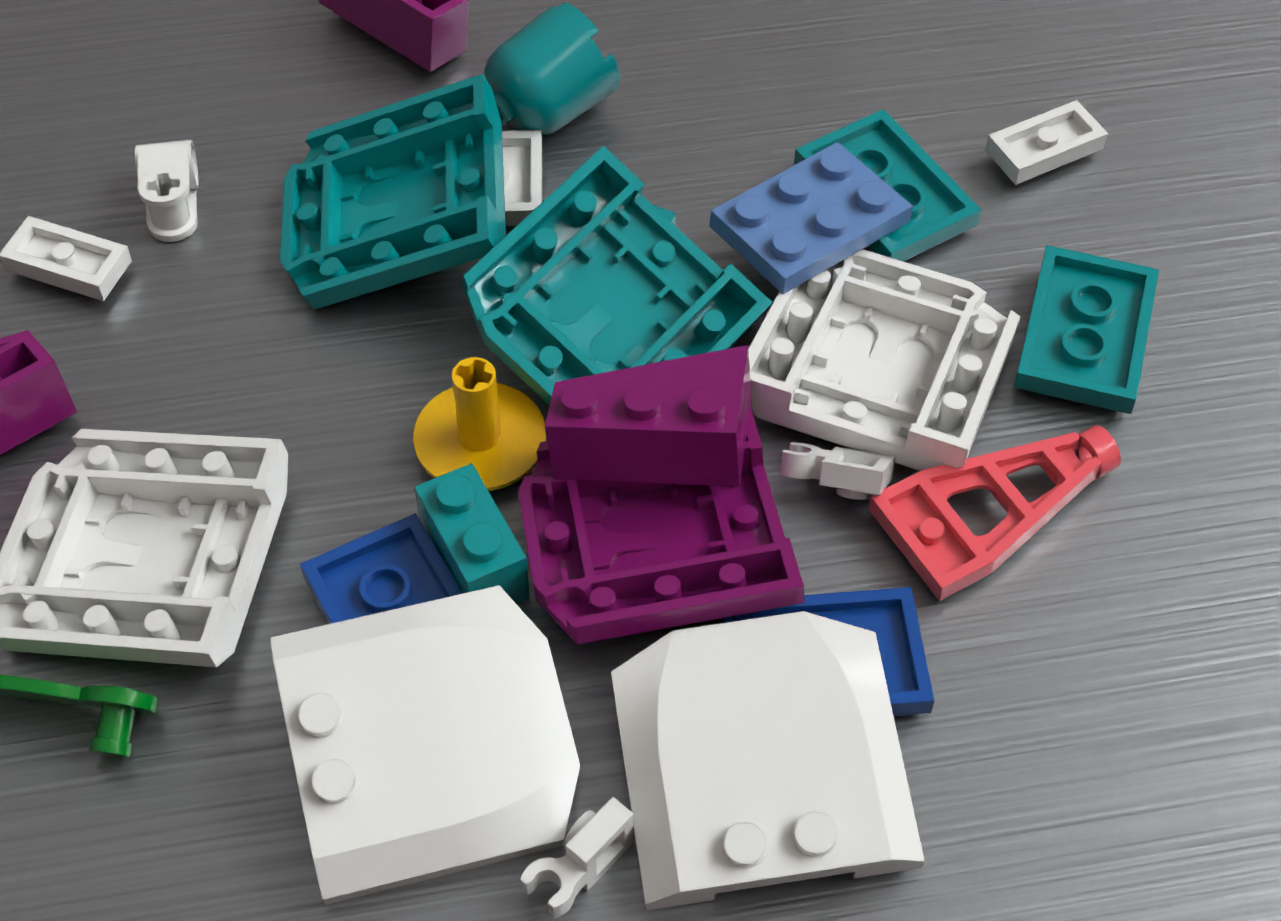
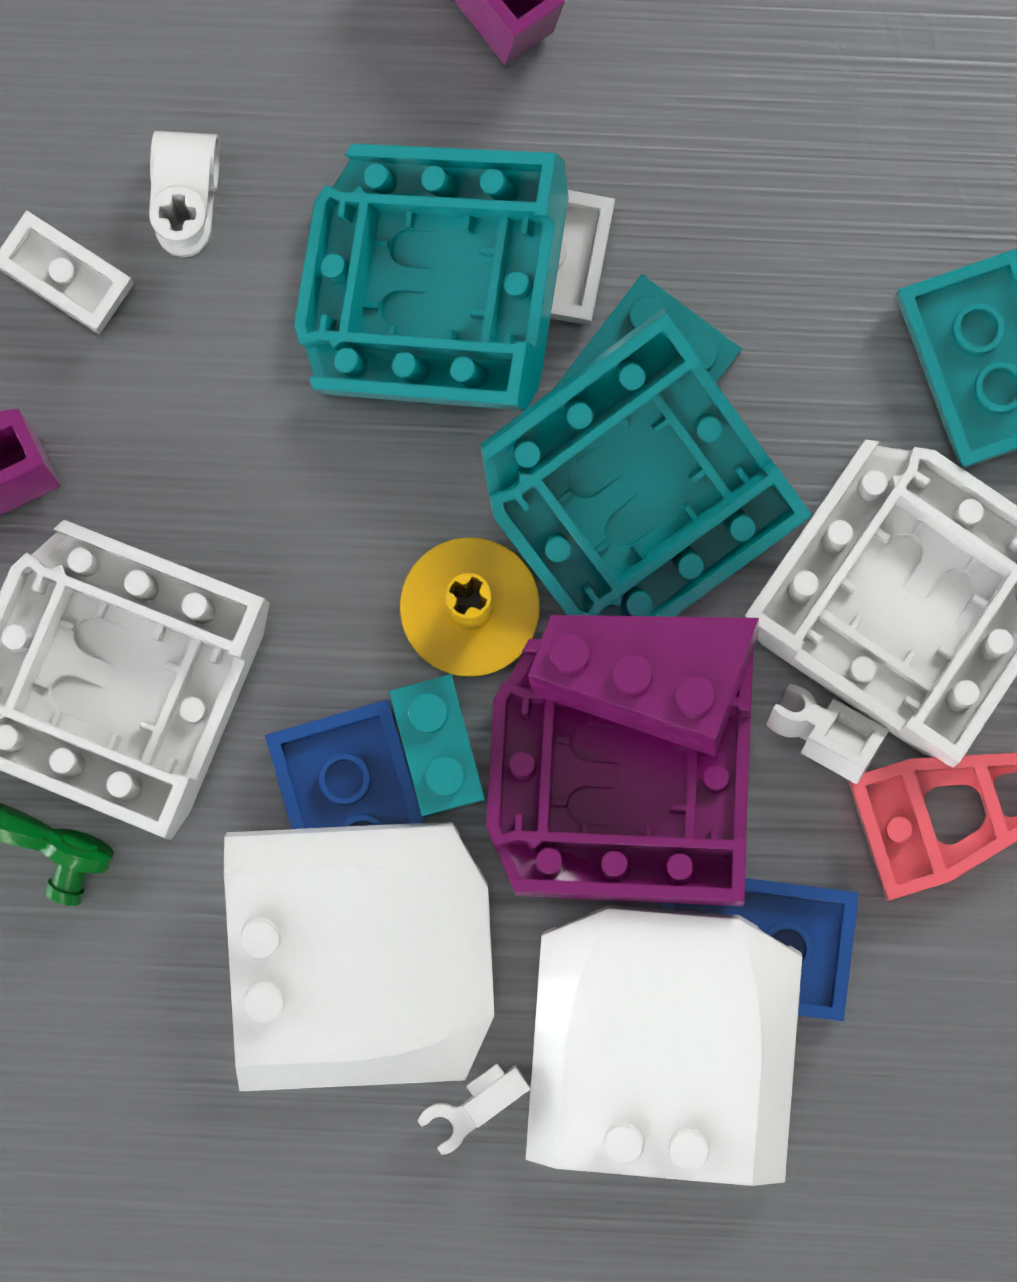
camera: 15 degrees right, 30 degrees up
(550, 71) = (635, 127): teal cylinder -> none
(810, 217) = (885, 406): medium blue plate -> none

